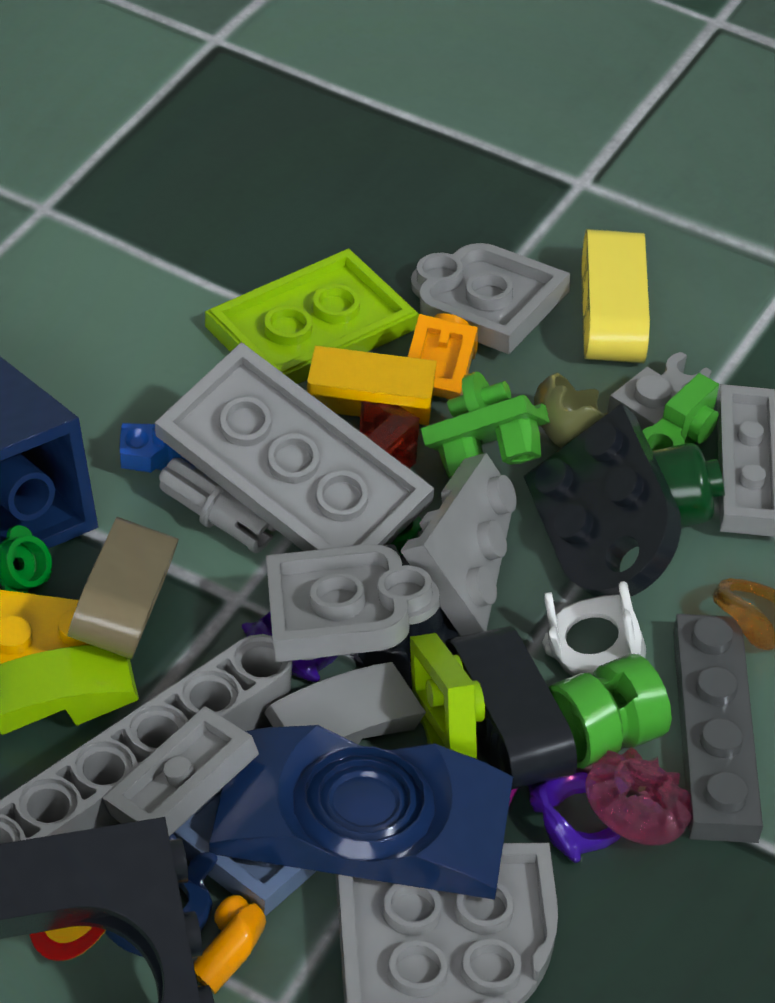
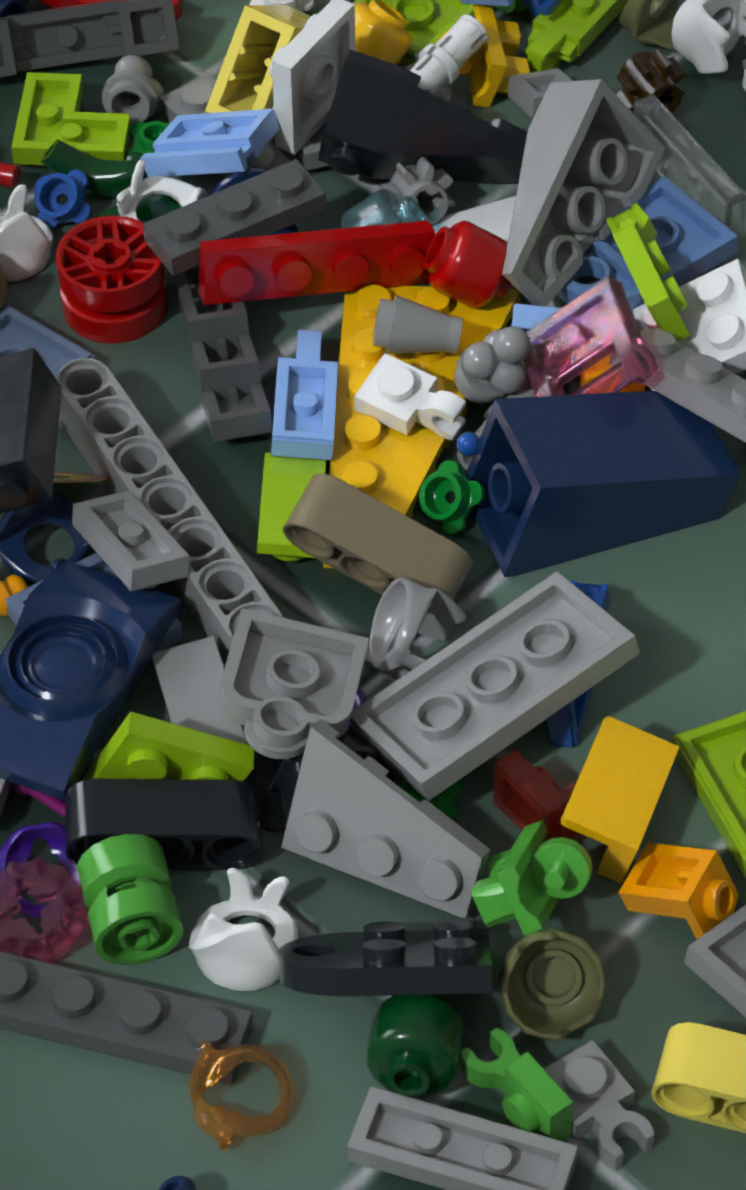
camera: 110 degrees right, 5 degrees up
(196, 586) = (400, 615): none -> light grey piece

